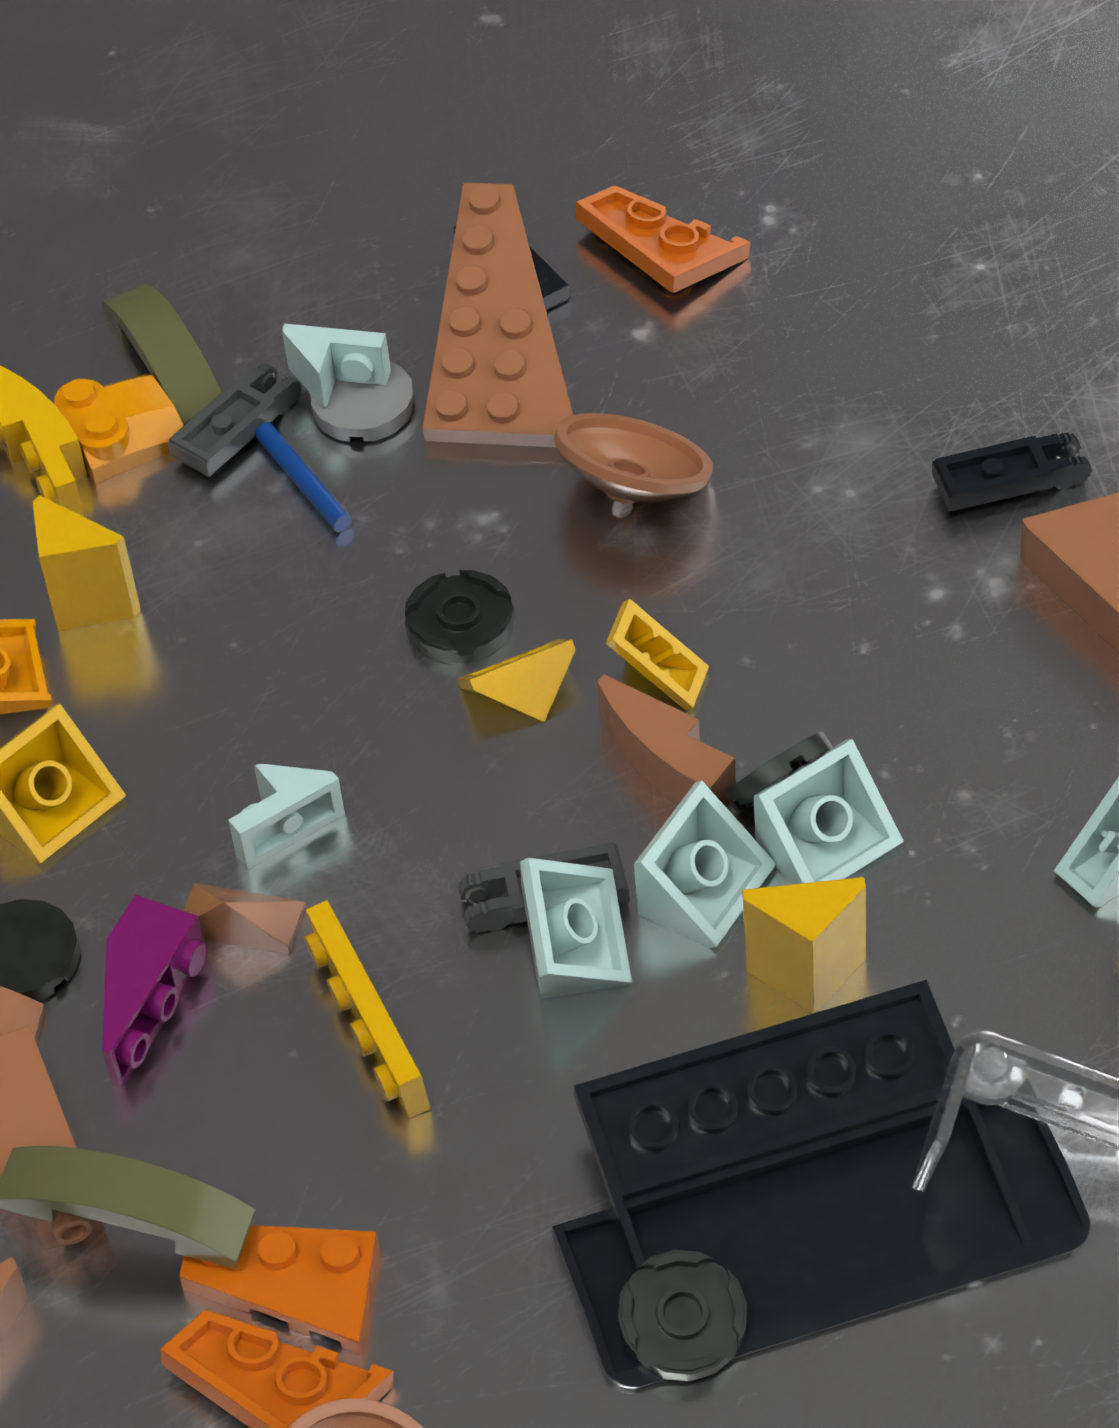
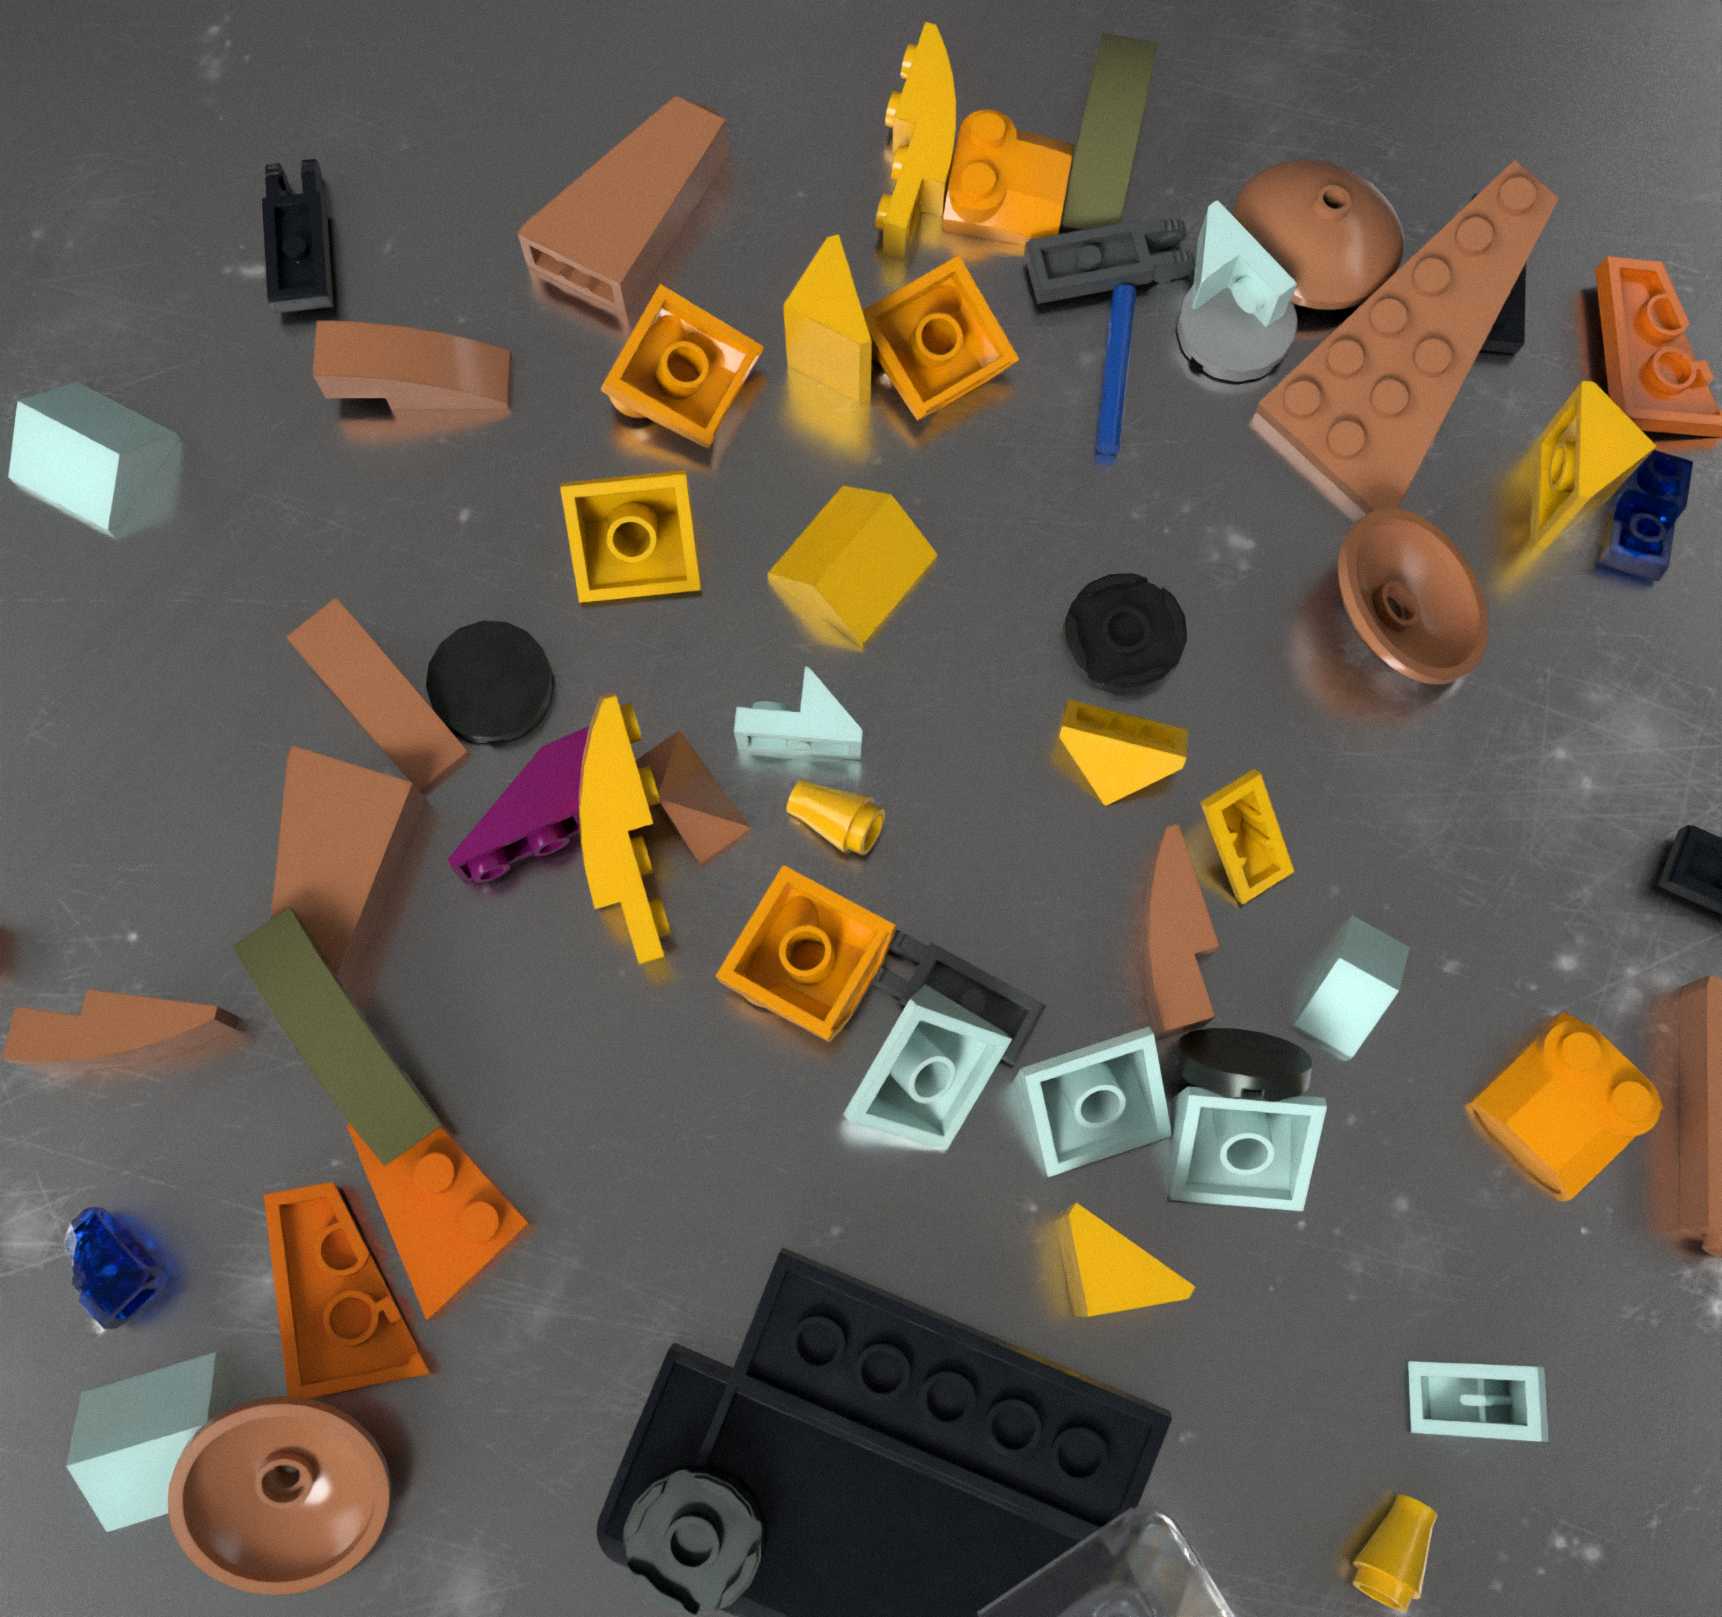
camera: 35 degrees right, 25 degrees up
(165, 529) = (938, 338): none -> light orange slope
(194, 924) = (611, 803): none -> yellow slope
(225, 699) = (855, 562): none -> yellow slope
(360, 846) = (839, 816): none -> yellow cone
(373, 1027) = (690, 1019): yellow plate -> none
(375, 301) = (1323, 230): none -> nougat dish
(420, 924) = (807, 954): none -> light orange slope
(670, 312) = (1583, 460): none -> yellow slope
(738, 324) = (1645, 516): none -> clear blue slope
(812, 697) = (1353, 988): none -> light aqua slope
(1011, 658) = (1570, 1102): none -> light orange slope

